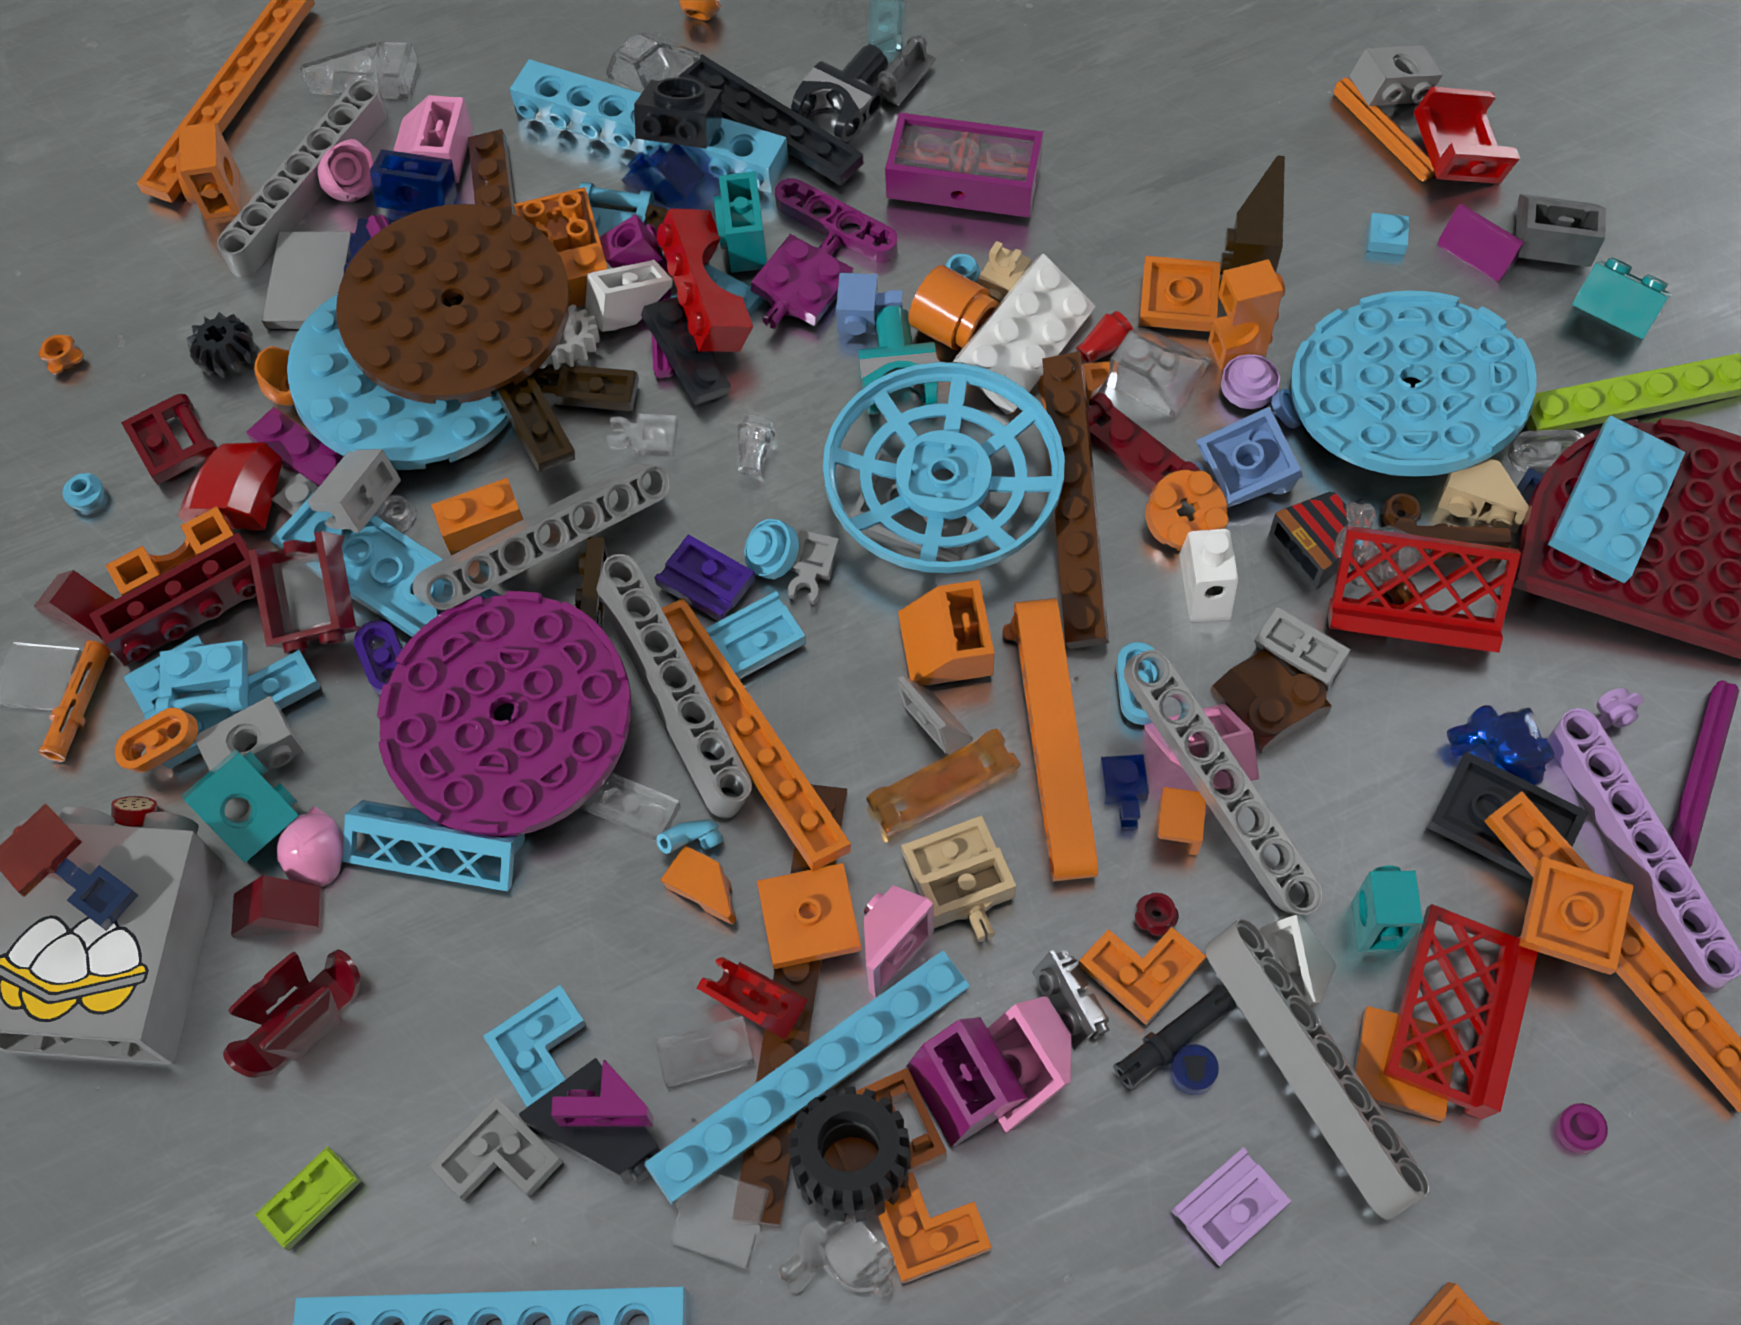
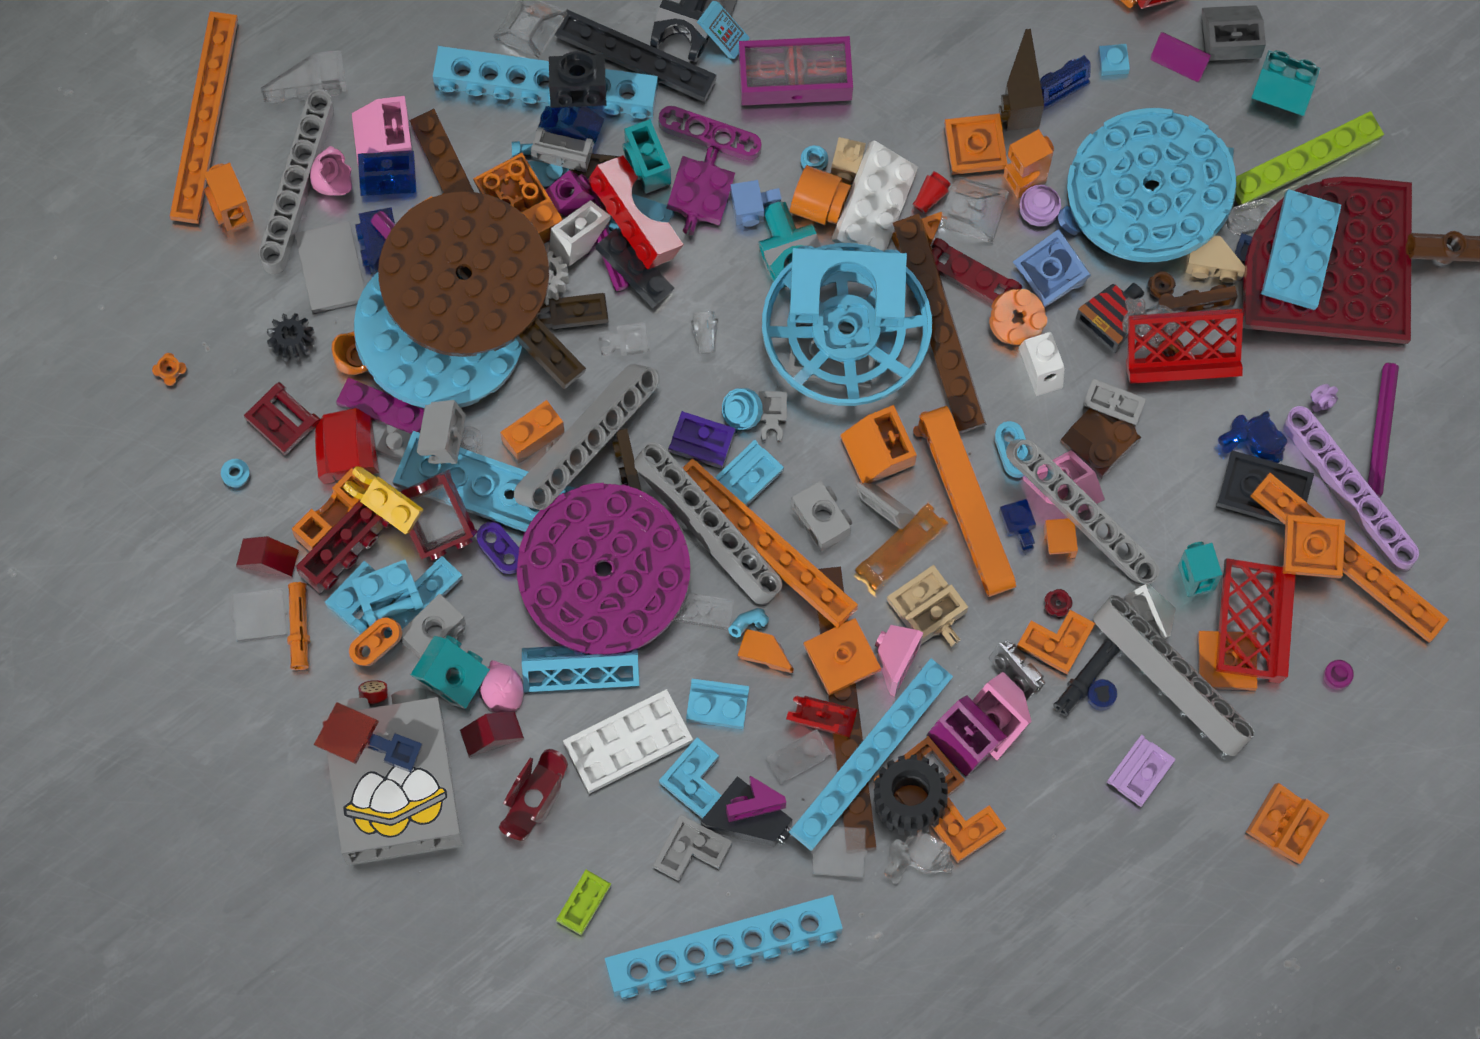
camera: 20 degrees left, 10 degrees up
(234, 551) = (385, 500): none -> yellow hinge
(459, 967) = (627, 741): none -> white plate
(610, 944) = (717, 703): none -> medium azure plate
(635, 197) = (561, 150): none -> light grey hinge
(840, 735) = (823, 532): none -> light grey brick
(882, 99) = (722, 29): none -> medium azure tile
(918, 379) = (882, 269): none -> medium azure arch
(1317, 240) = (1065, 81): none -> clear blue plate

